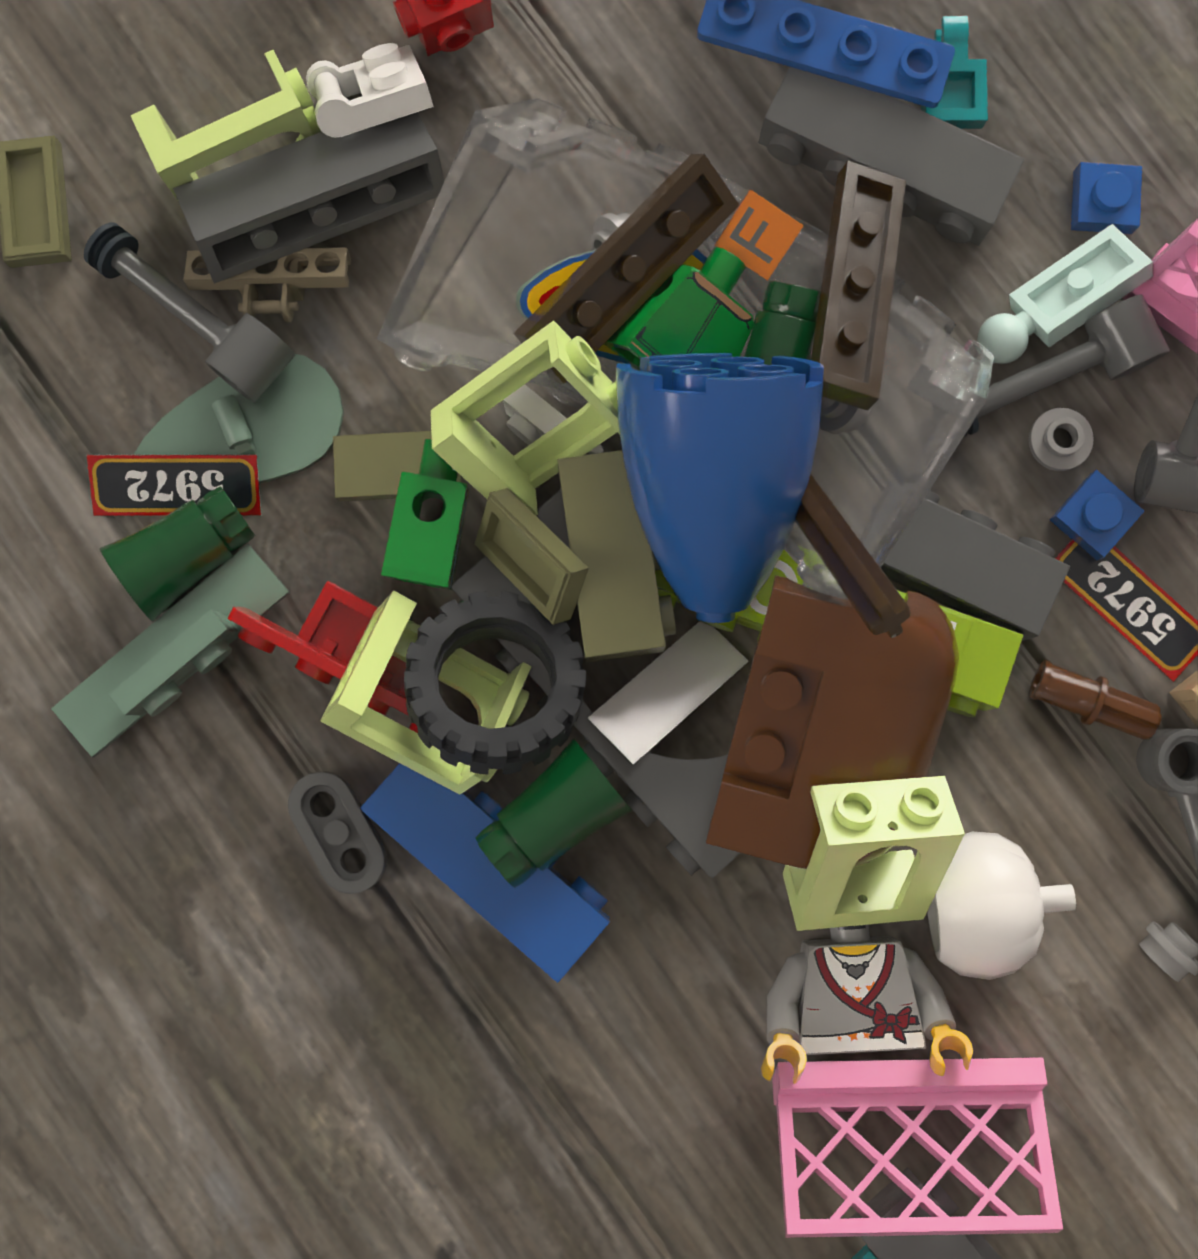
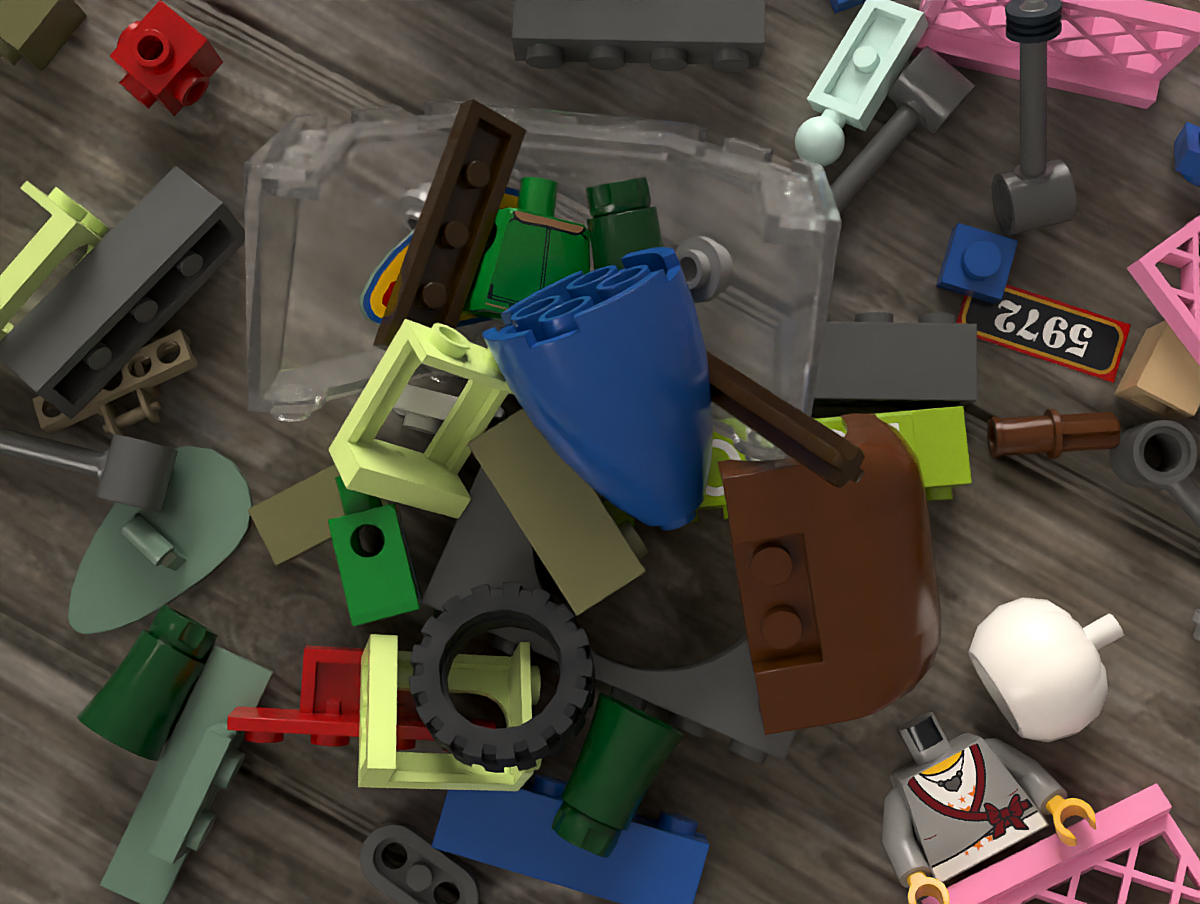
camera: 25 degrees left, 0 degrees up
(165, 482) = (115, 621): sticker -> none
(388, 84) = (149, 161): white plate -> none
(531, 556) = (483, 543): olive tile -> none
(667, 691) = (664, 606): white sticker -> none
(759, 234) = (556, 148): orange tile -> none
(856, 822) = (919, 683): yellowish green panel -> none
(858, 284) = (669, 155): dark brown plate -> none
(1048, 452) = (903, 224): light grey plate -> none

